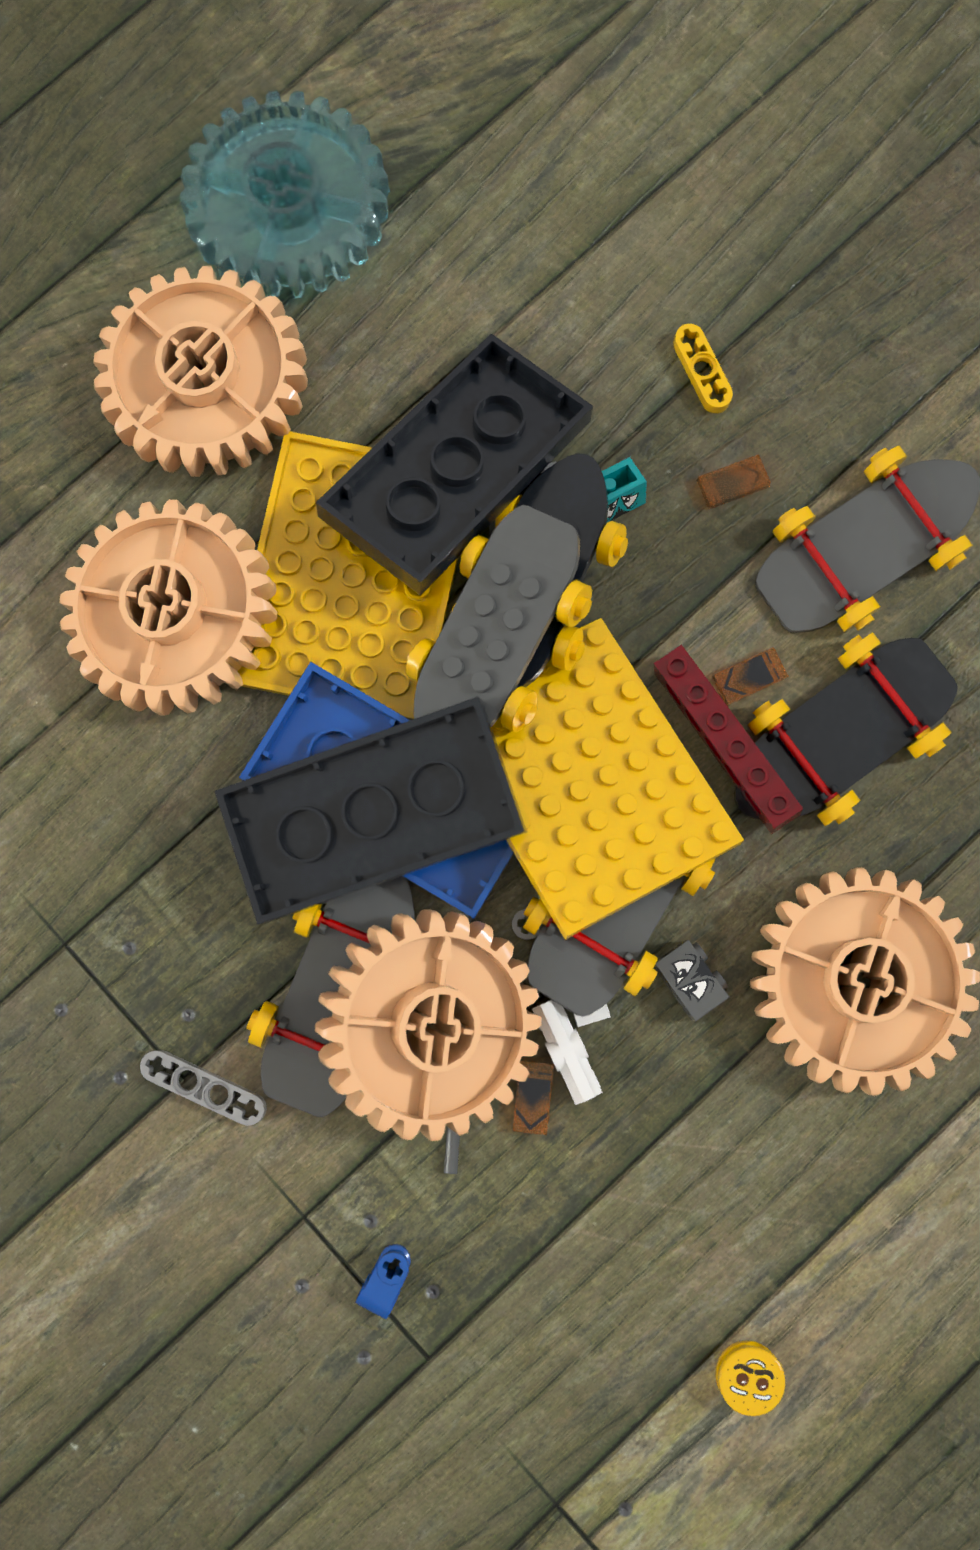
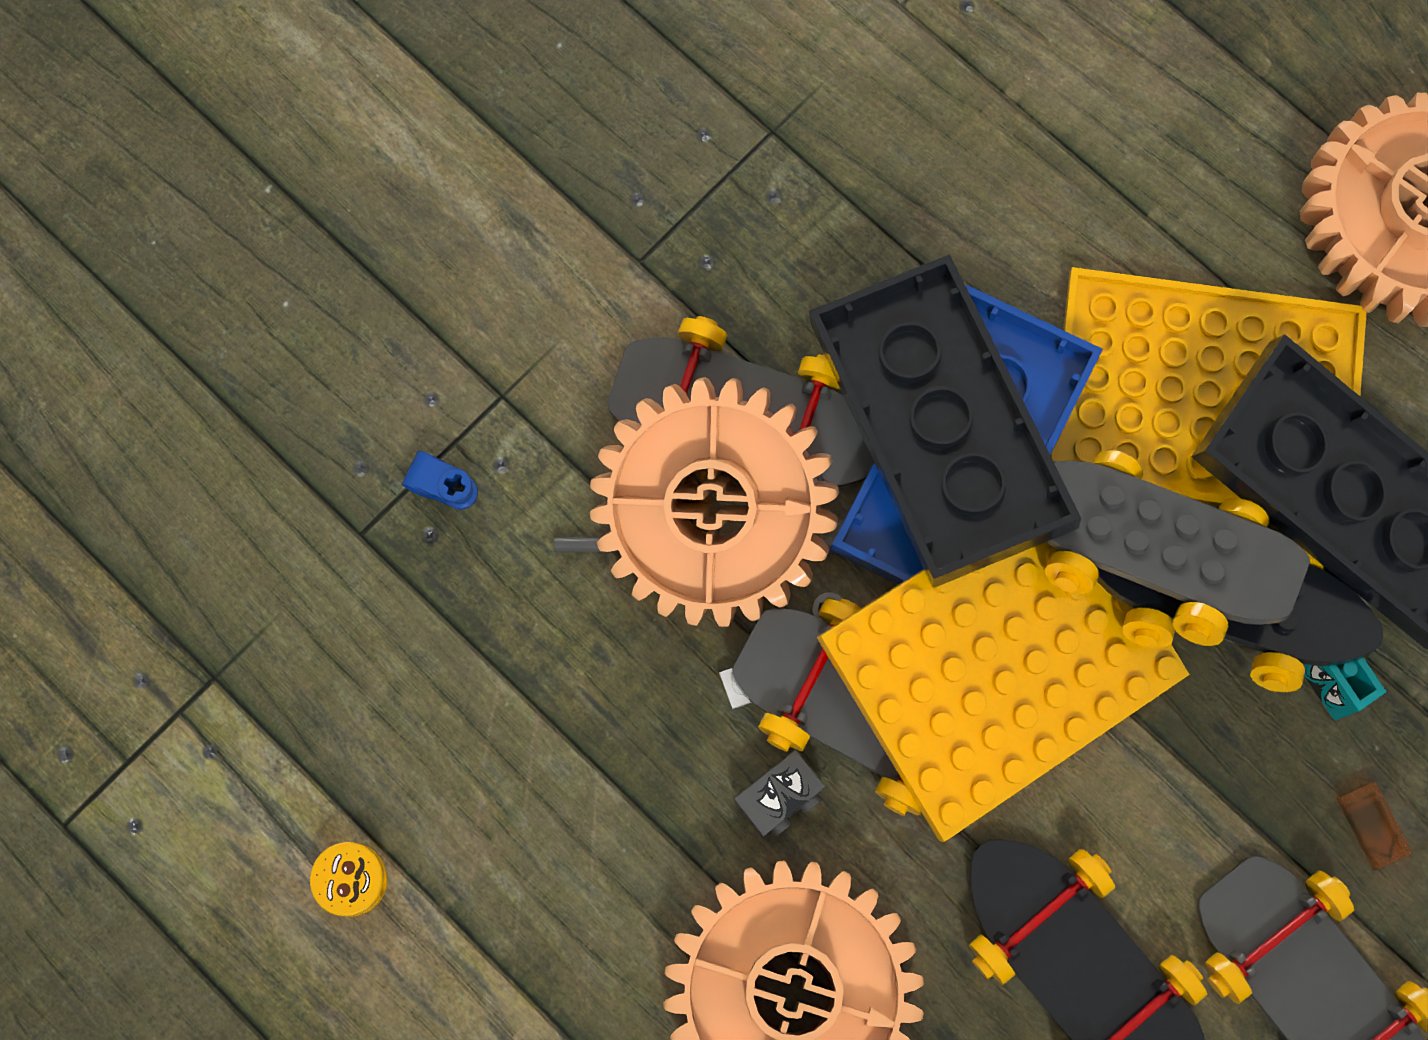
camera: 85 degrees right, 5 degrees down
(168, 607) = (1148, 198): light nougat gear -> none
(201, 1091) = (633, 282): light grey beam -> none
(533, 1099) = (639, 628): clear orange tile -> none
(567, 1052) = (692, 660): white piece -> none
(727, 739) = (1059, 822): dark red brick -> none
(750, 676) = (1138, 853): clear orange tile -> none

